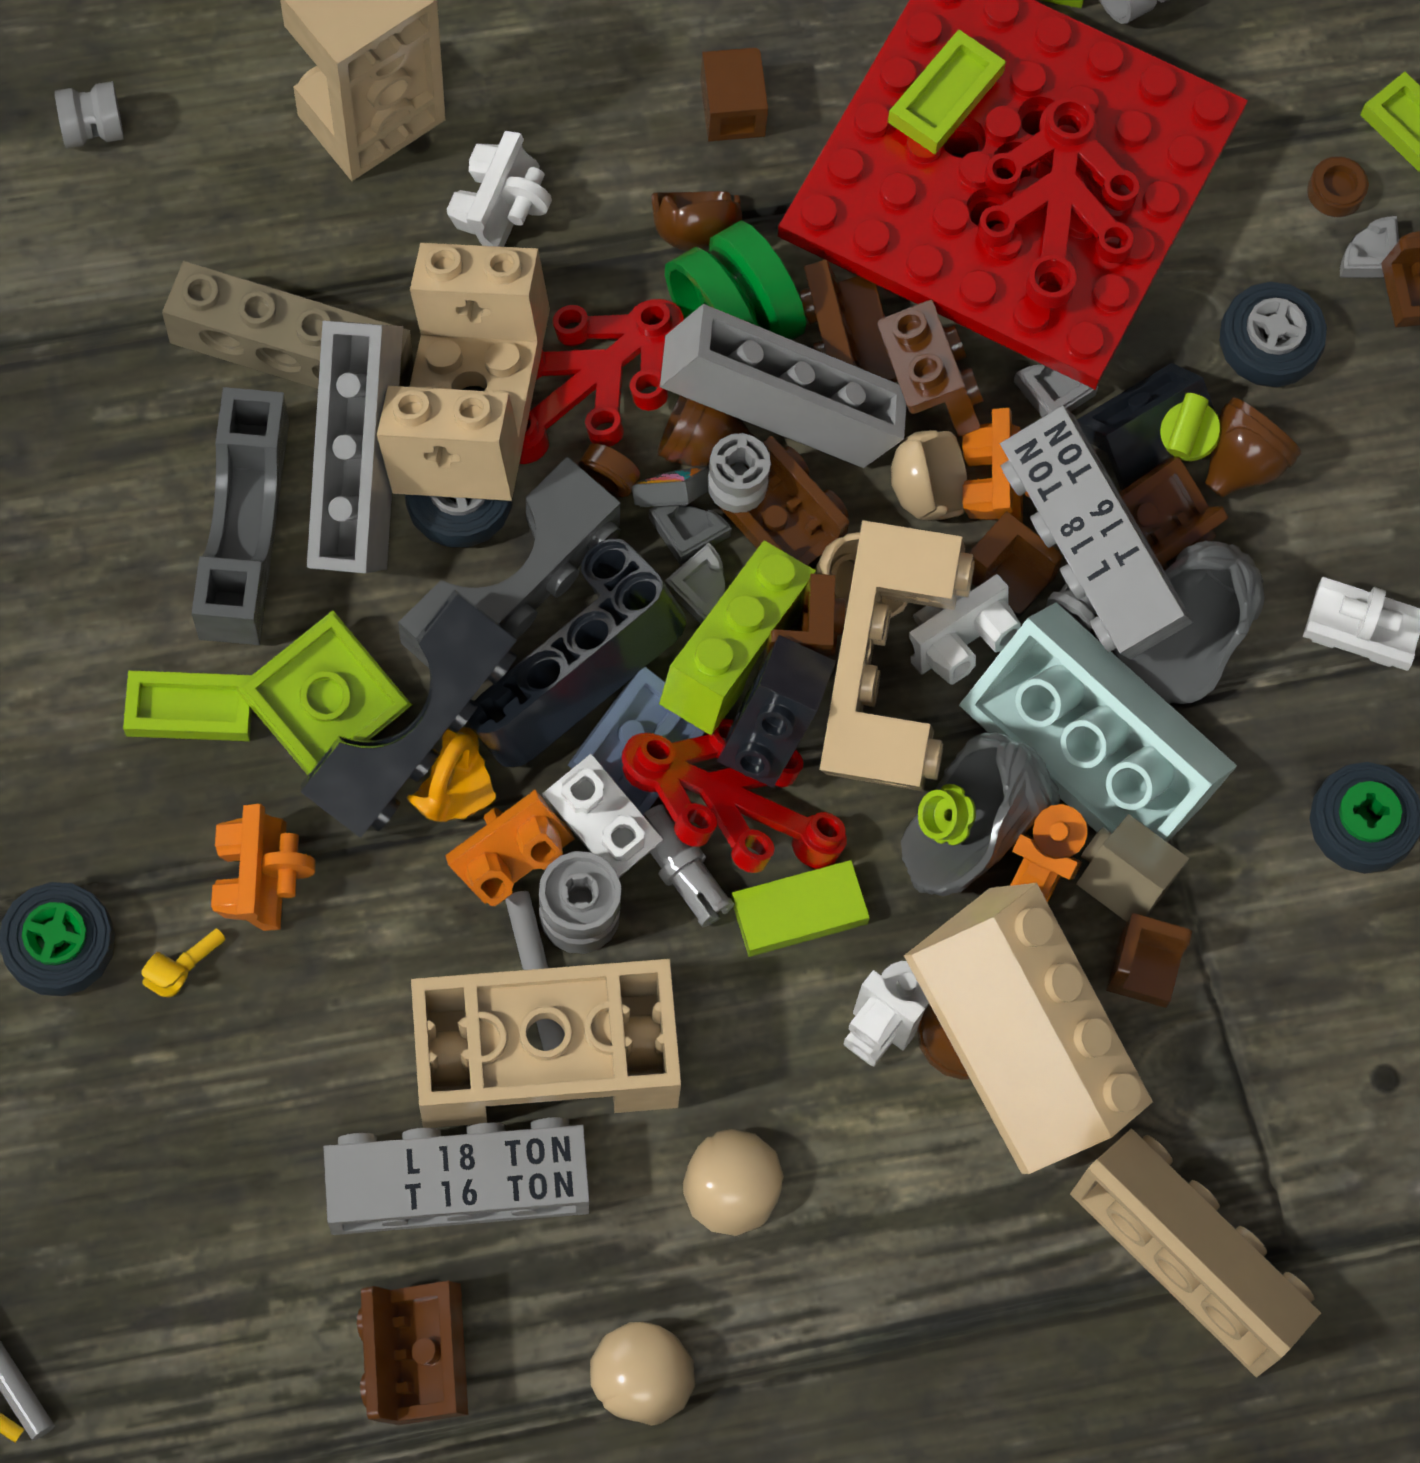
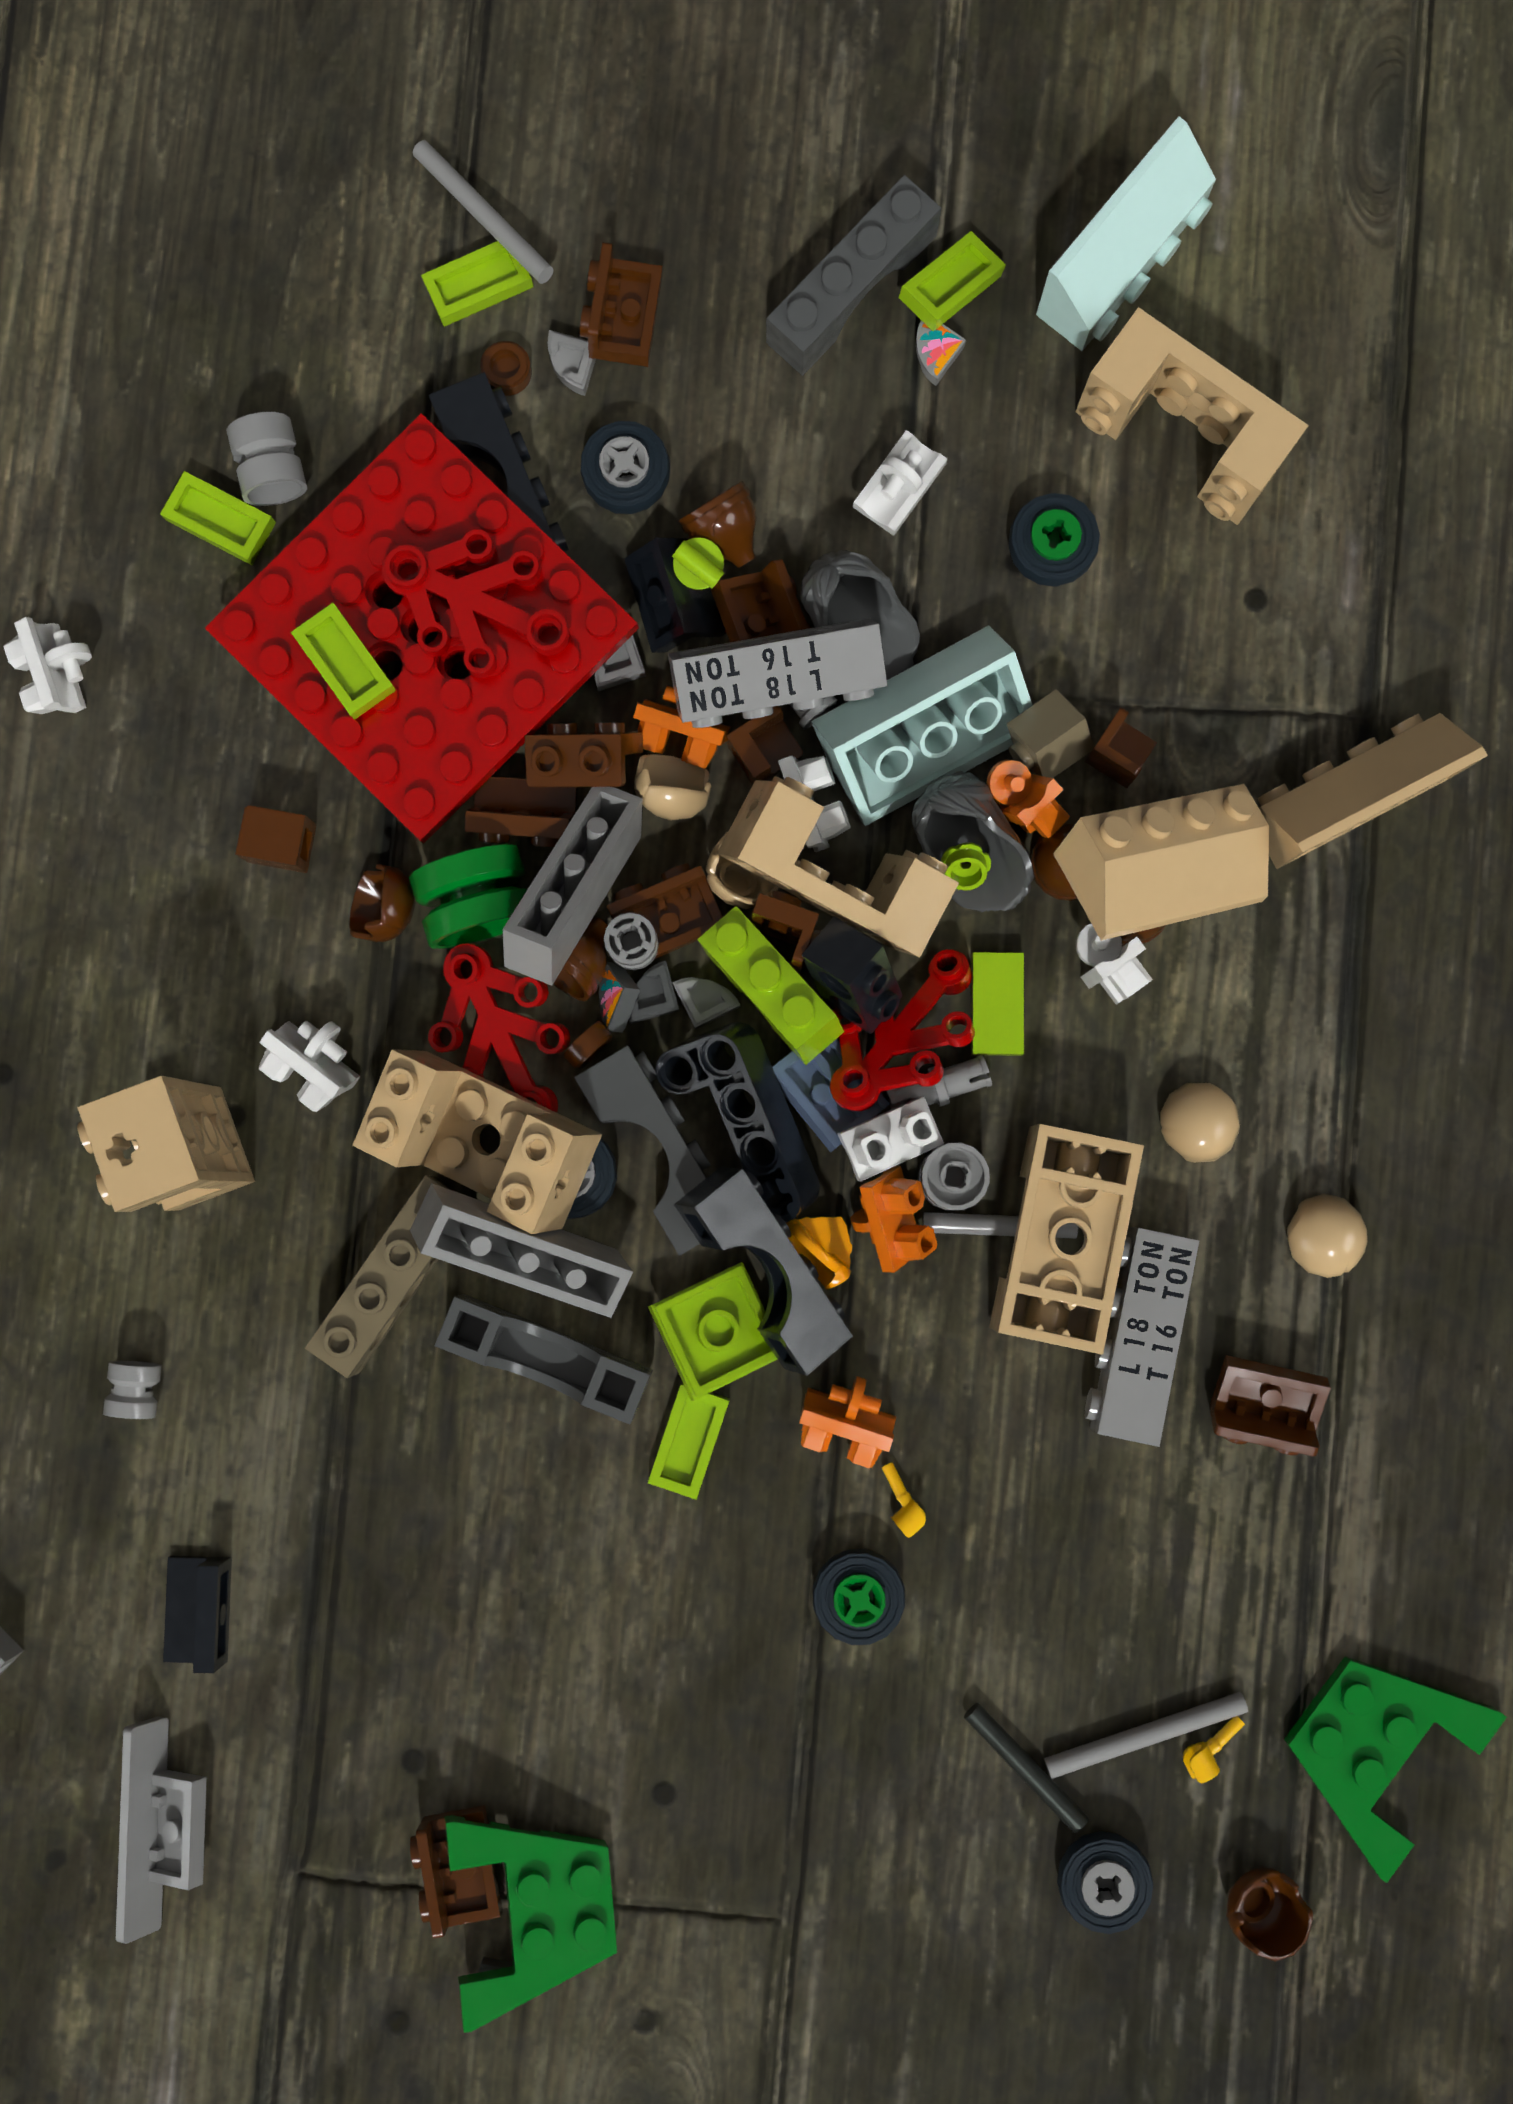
camera: 60 degrees left, 15 degrees up
(1261, 168) = (475, 424): none -> black arch

